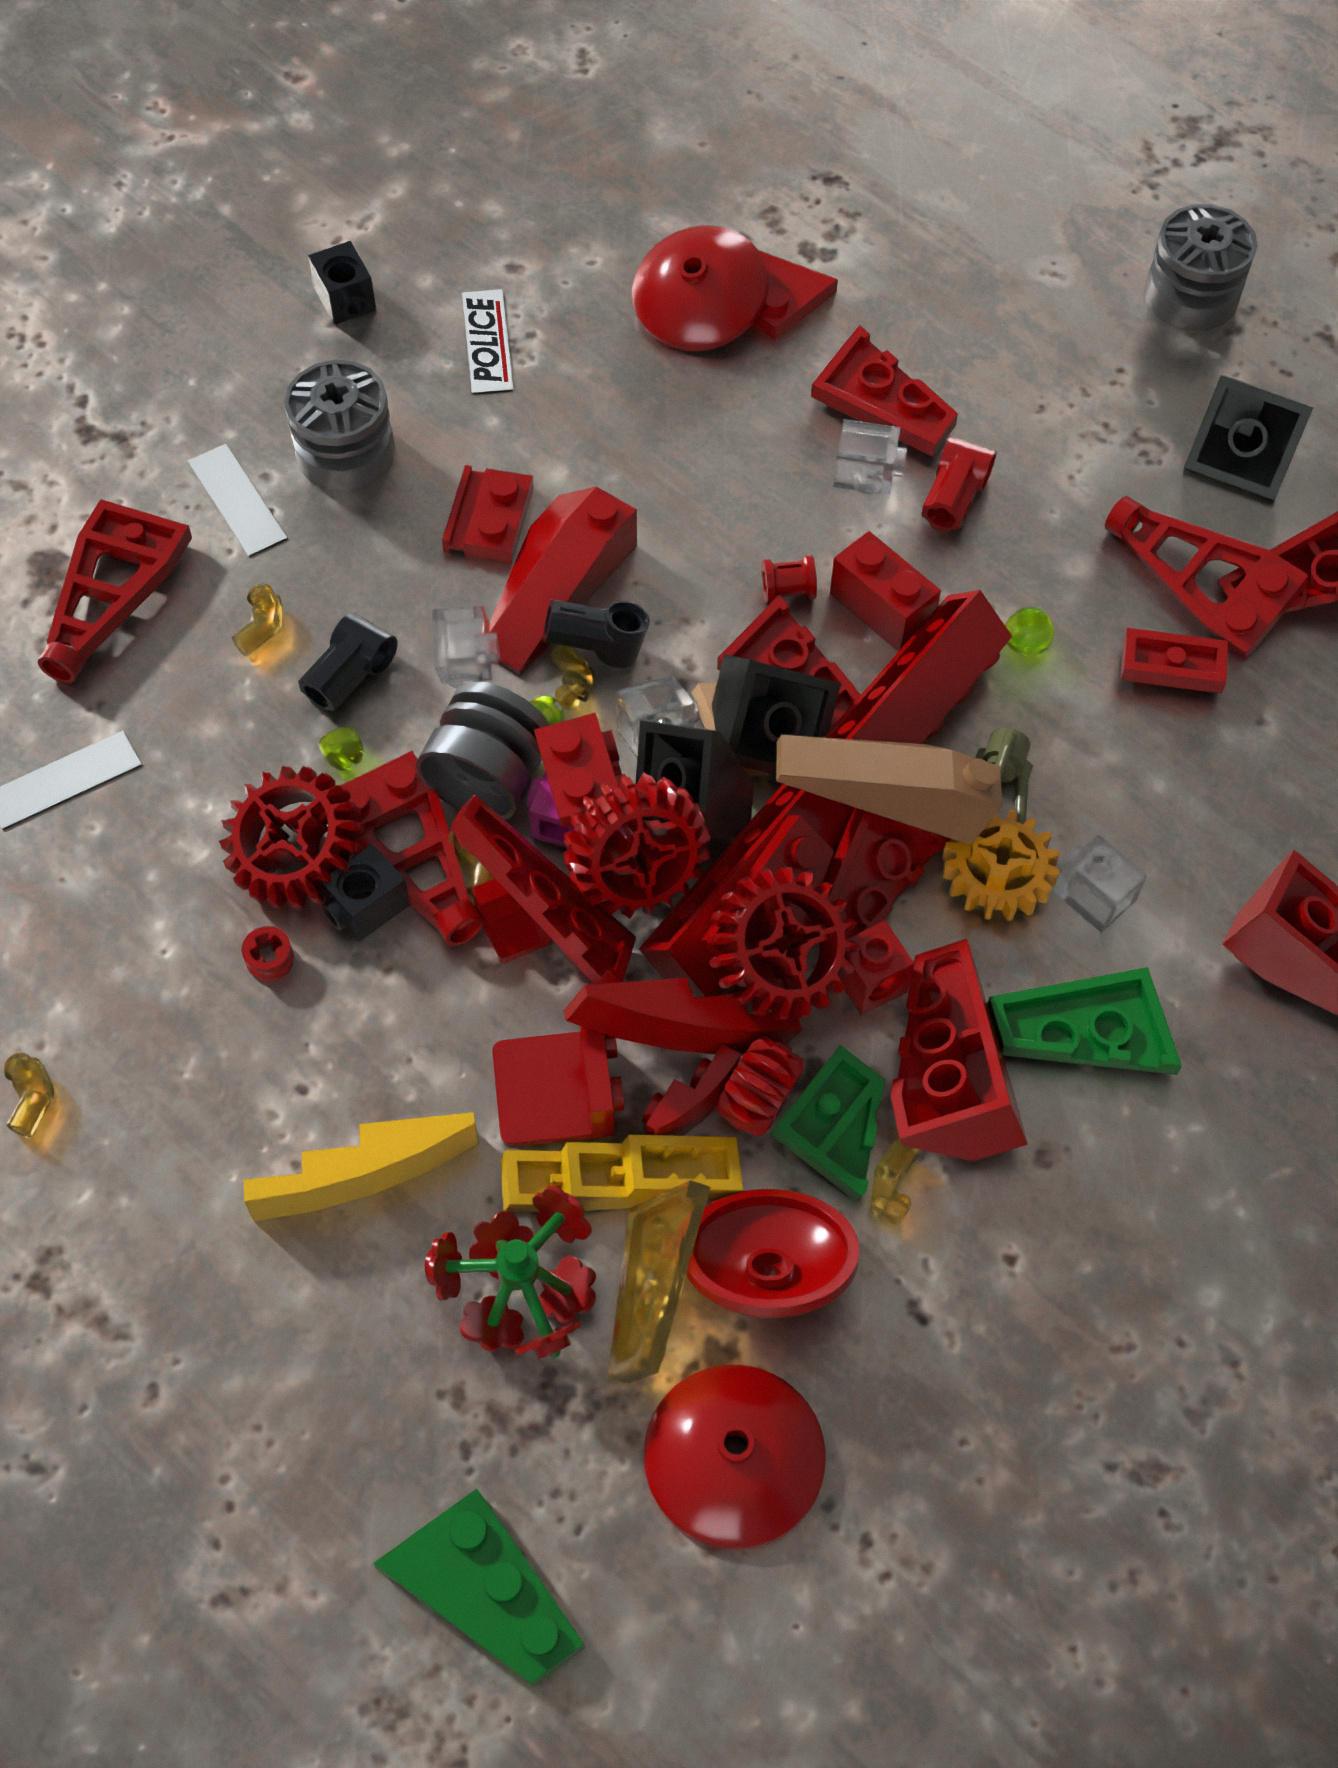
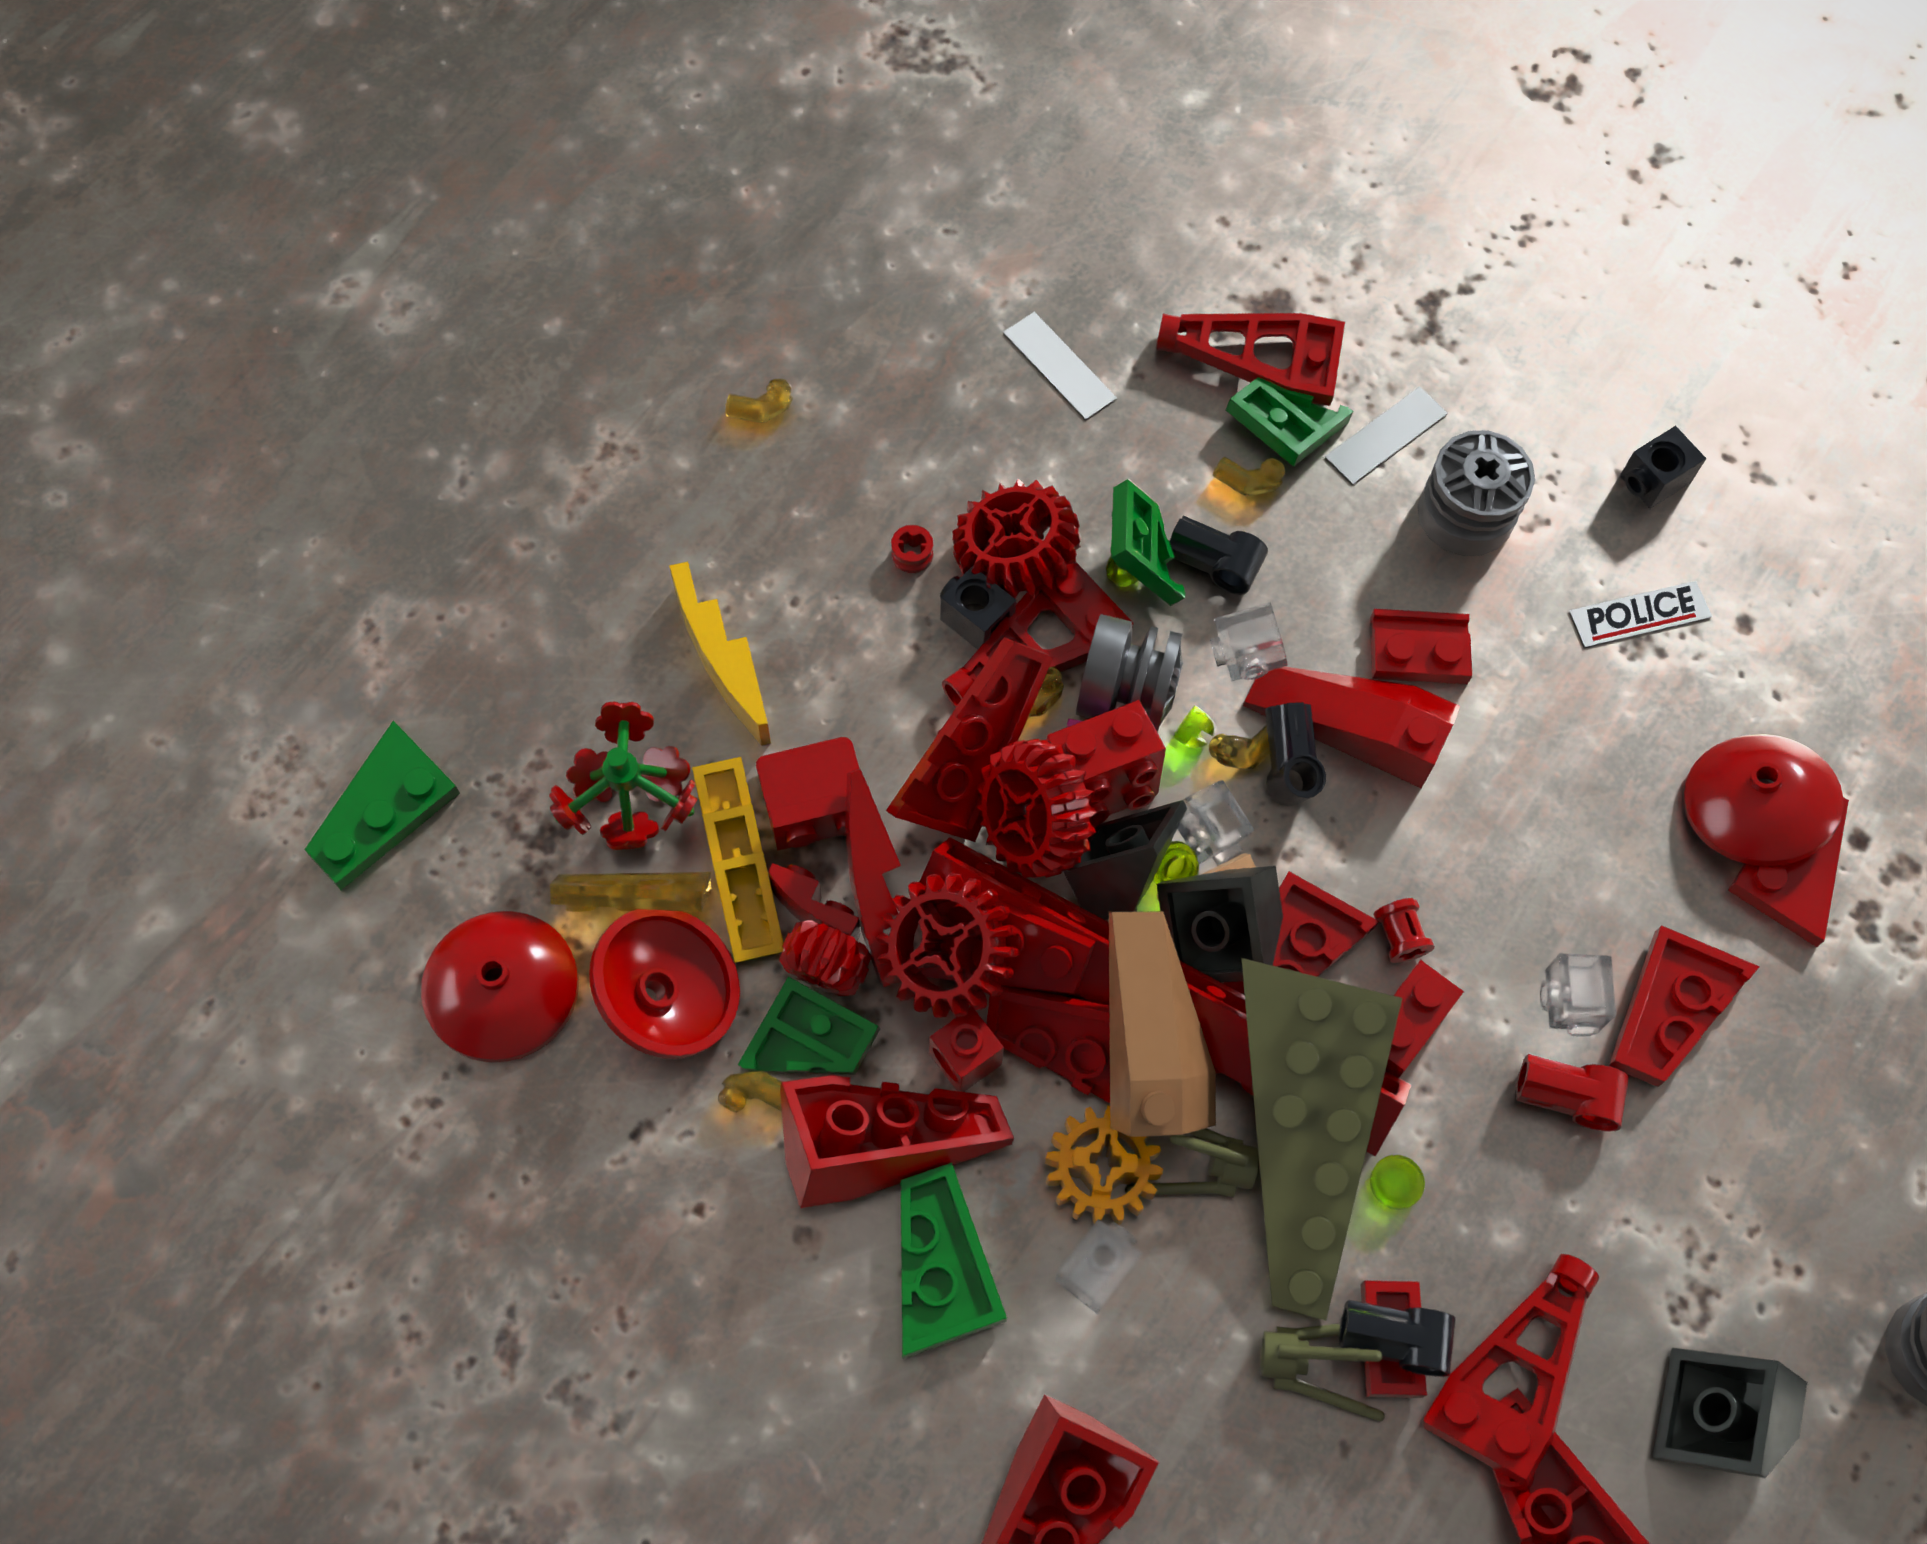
camera: 80 degrees right, 5 degrees up
(200, 575) = (1286, 418): none -> green wing
(331, 715) = (1141, 542): none -> green wing
(968, 661) = (1315, 1091): none -> olive wing
(1185, 637) = (1413, 1338): none -> black piece
(1188, 745) = (1287, 1354): none -> olive plant

